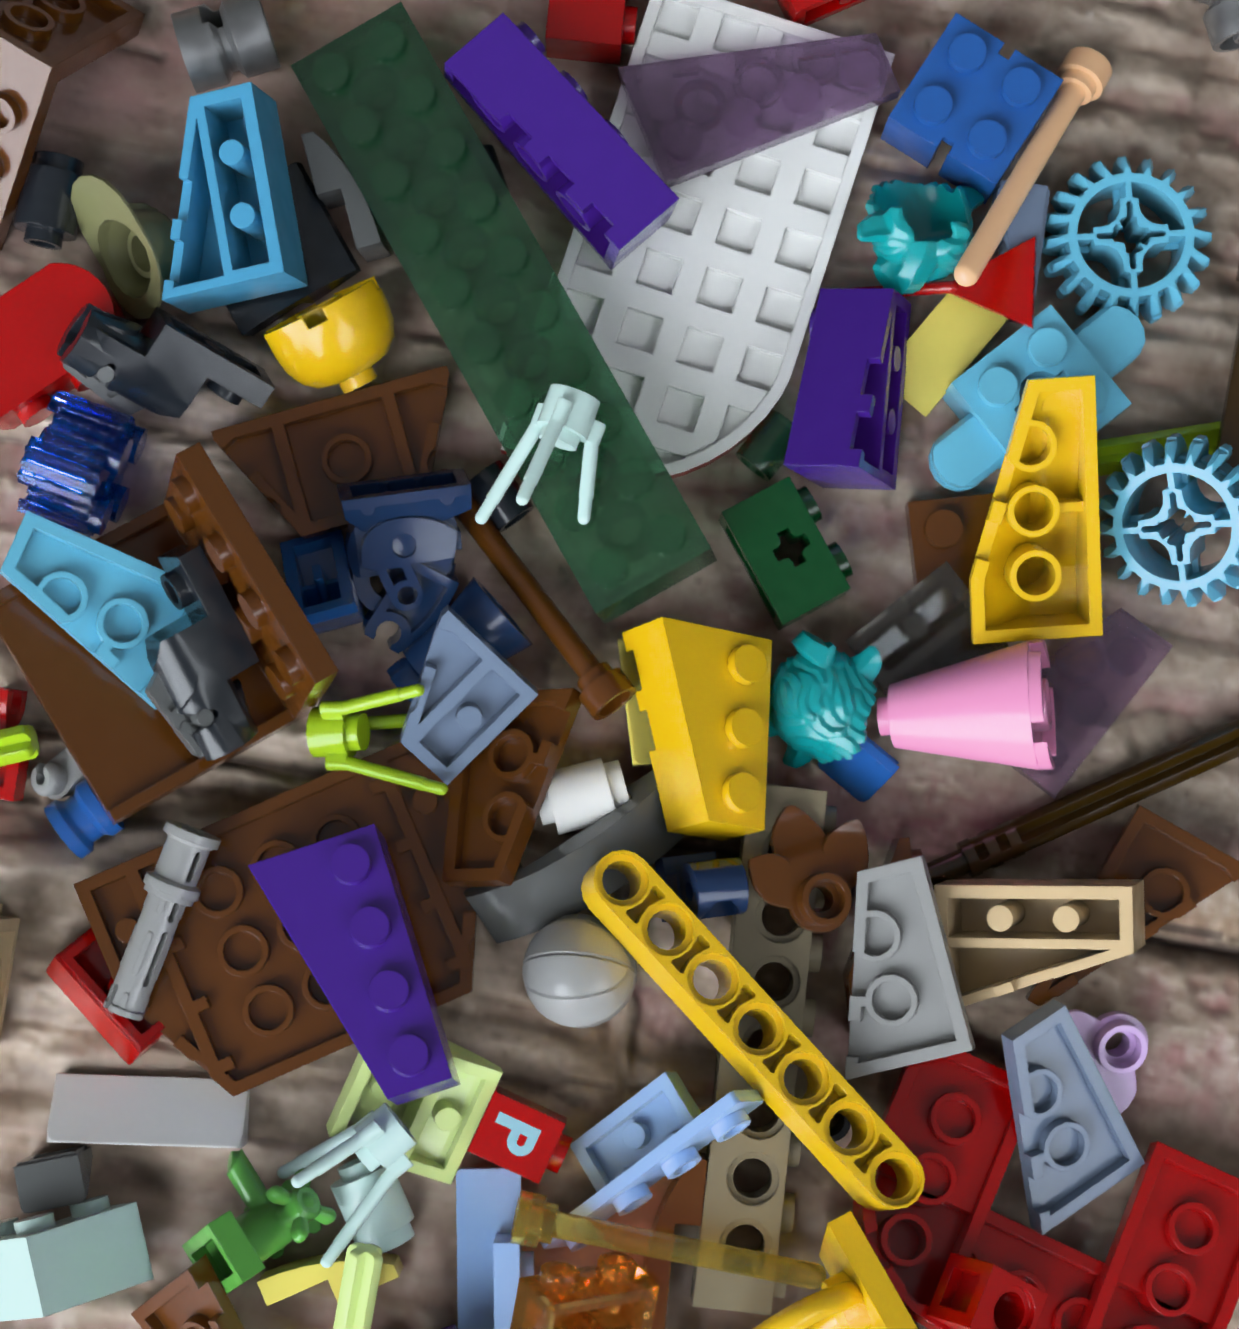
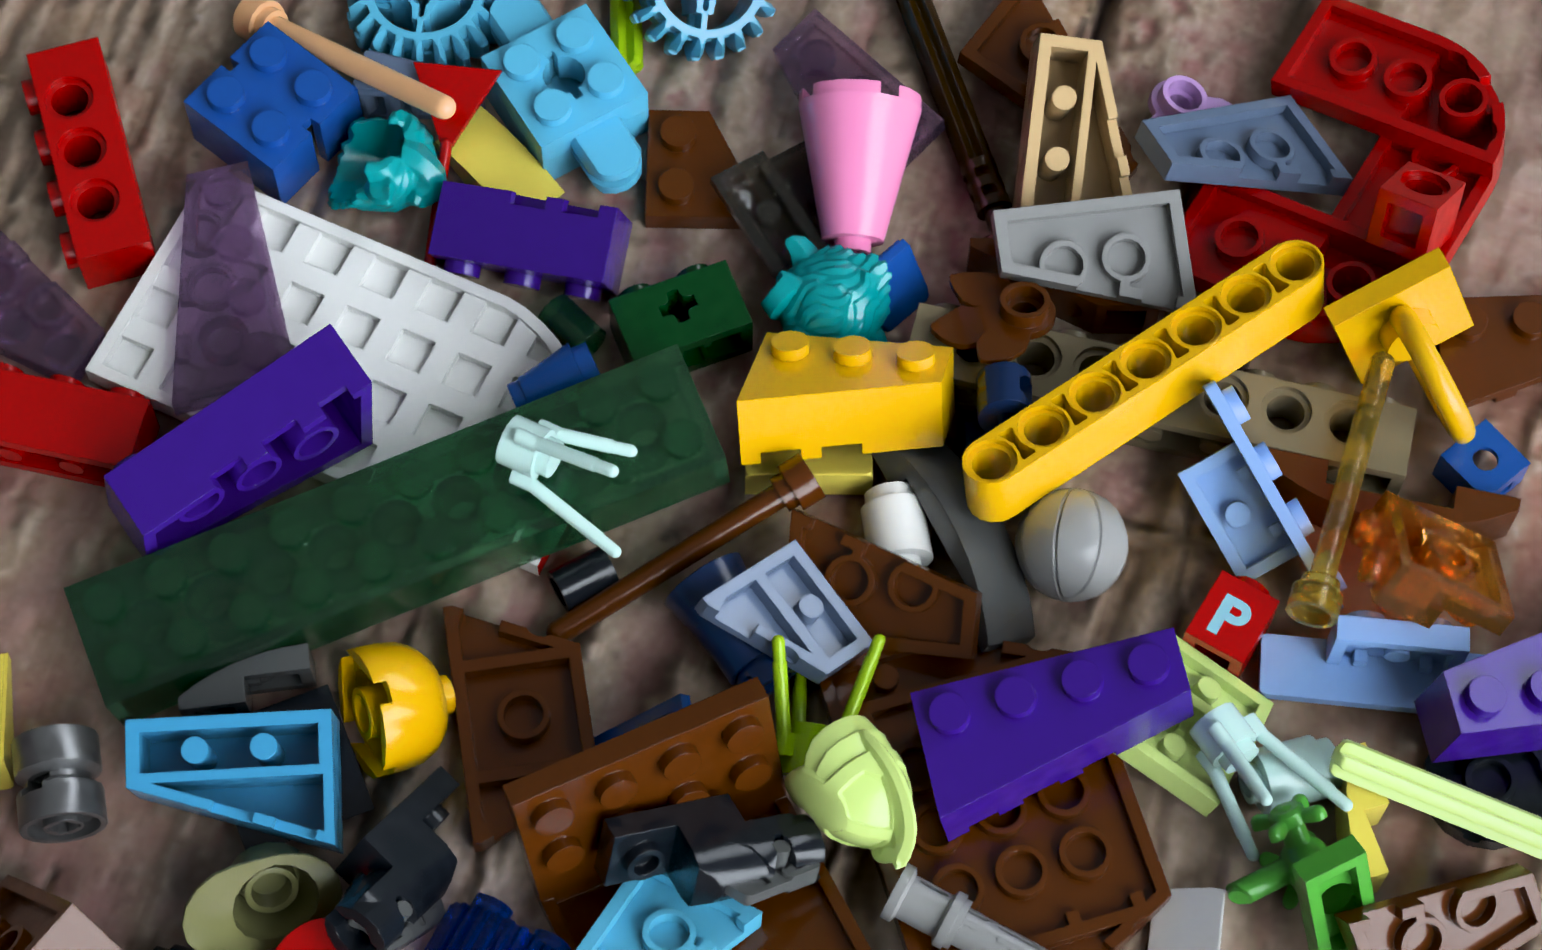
camera: 80 degrees left, 20 degrees down
(275, 786) = (857, 790): none -> yellowish green helmet
(410, 540) = (619, 657): dark blue piece -> none
(690, 439) = (554, 373): none -> blue cone
(1042, 531) = (705, 81): yellow wedge -> none

